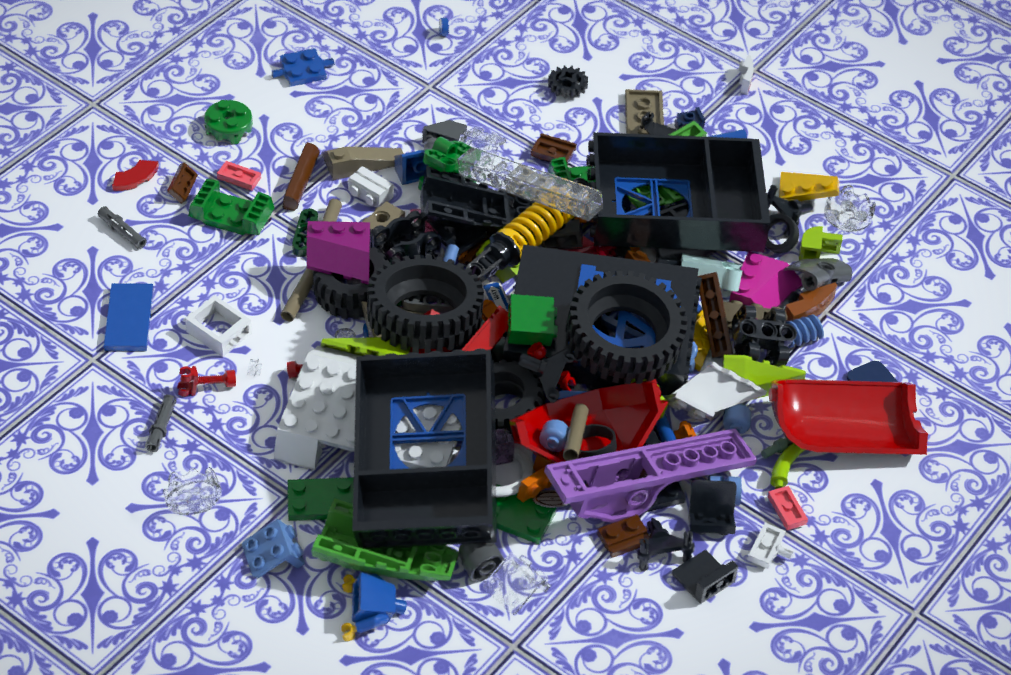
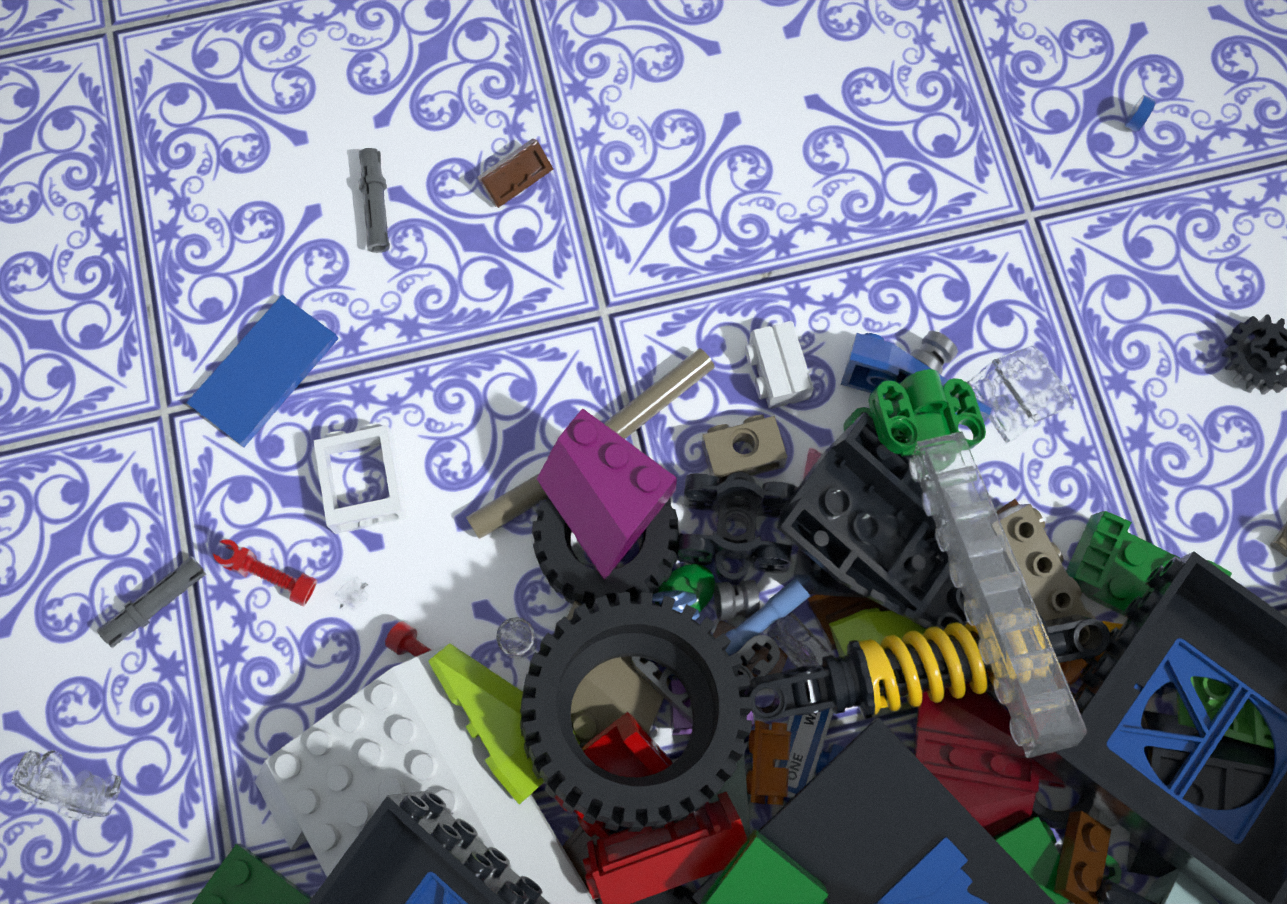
camera: 45 degrees right, 25 degrees up
(141, 172) = (467, 115): red tile -> none
(230, 212) = (544, 269): green plate -> none
(231, 128) = (667, 117): green plate -> none
(239, 175) = (606, 211): coral plate -> none
(300, 176) = (692, 272): reddish brown brick -> none
(301, 226) = (647, 372): dark green beam -> none
(302, 67) = (859, 59): blue plate -> none
(347, 160) = (805, 292): dark tan wedge -> none
(447, 129) = (976, 334): dark grey slope -> none
(550, 147) = (1133, 479): reddish brown plate -> none

